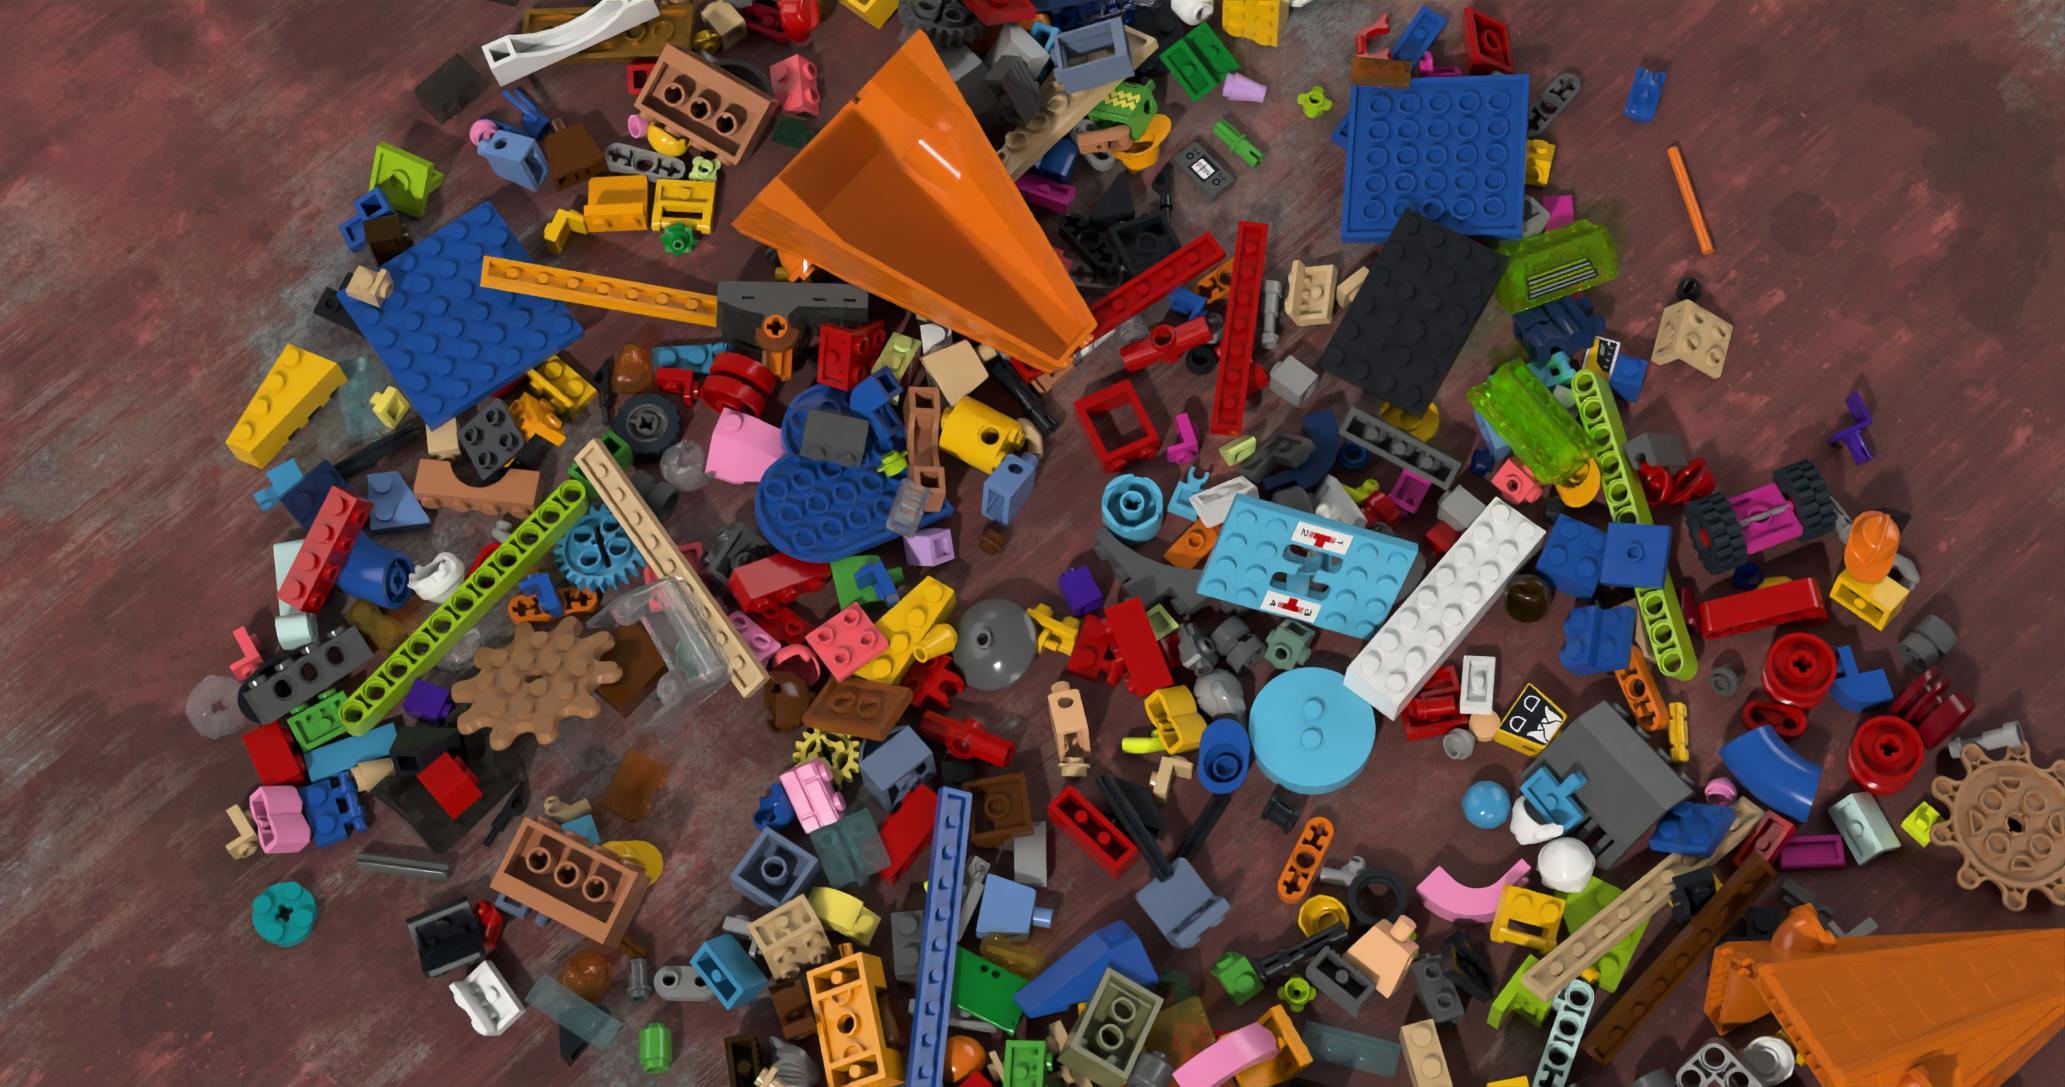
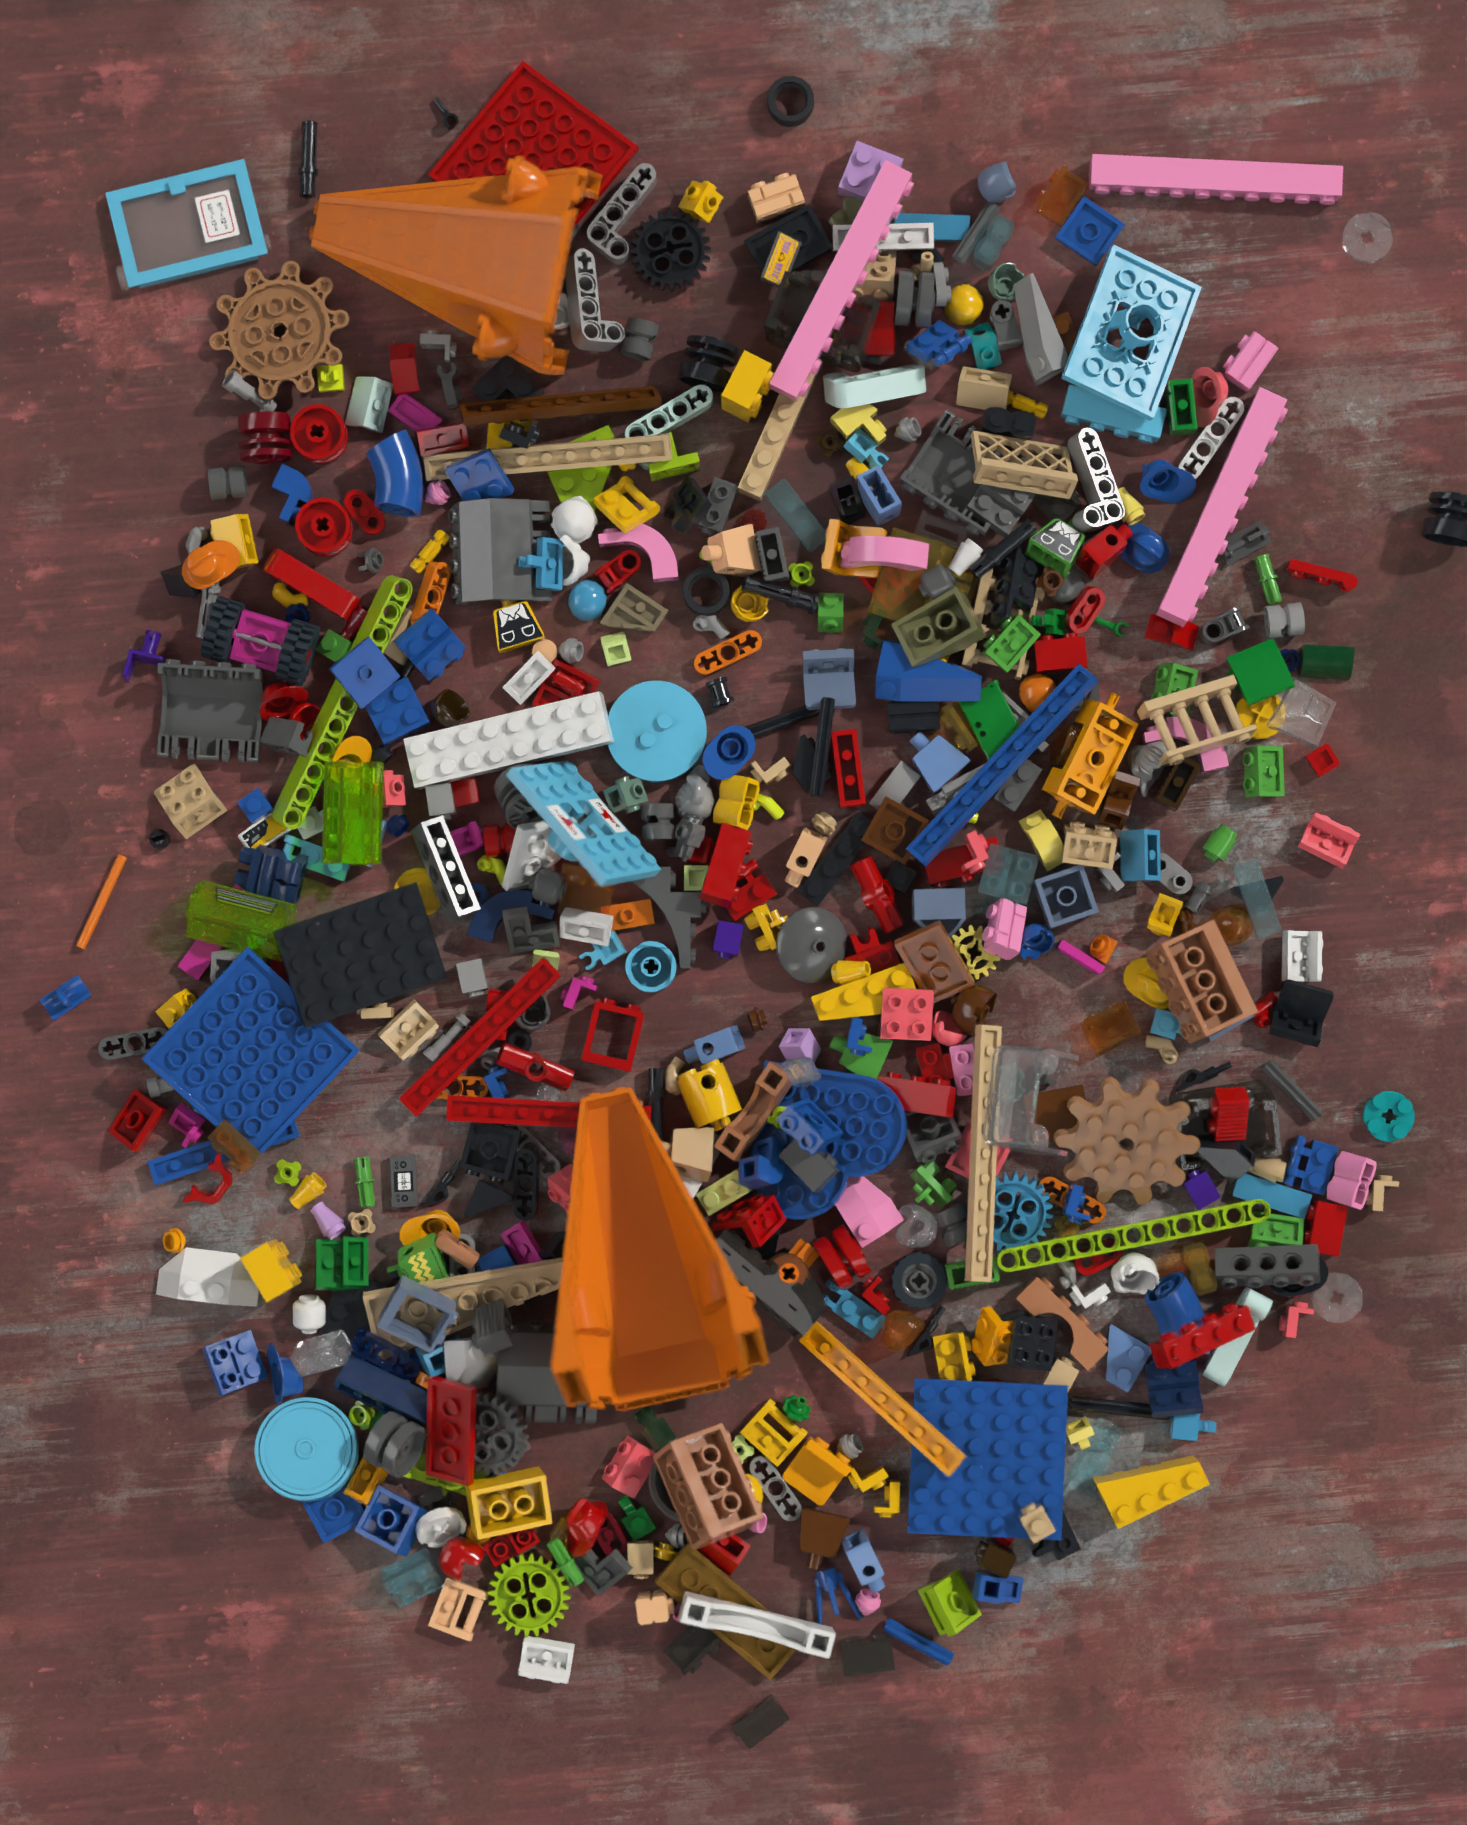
camera: 145 degrees left, 20 degrees up
(412, 133) = (918, 1641): none -> blue axle
(464, 534) = (1094, 1296): none -> white bracket
(525, 225) = (891, 1494): none -> yellow bracket
(602, 244) = (850, 1446): none -> light grey plate
(660, 933) = (1164, 915): none -> yellow bracket
(686, 518) = (929, 1188): none -> bright green hips
(700, 859) = (1102, 948): none -> orange plate
(716, 831) = (1080, 957): none -> dark pink tile
(755, 51) = (637, 1520): none -> green plate
(859, 463) = (809, 1126): none -> blue plate
(896, 835) = (976, 846): none -> coral bracket
(1034, 743) = (835, 861): none -> black plate
(1067, 931) = (913, 716): none -> black brick
(1203, 389) = (535, 1016): none -> dark grey hair
(1211, 103) = (368, 1225): none -> tan plate
(1282, 103) = (309, 1189): none -> yellow cone
(1382, 1015) = (757, 514): none -> clear red plate
(1419, 781) = (615, 648): none -> yellowish green slope
(1430, 828) = (634, 611): none -> dark tan wing
(1480, 851) = (618, 571): none -> red piece
(1687, 573) = (334, 646): none -> bright green bracket
(1745, 428) = (210, 708): none -> dark grey hinge
(1862, 886) = (404, 368): none -> red slope

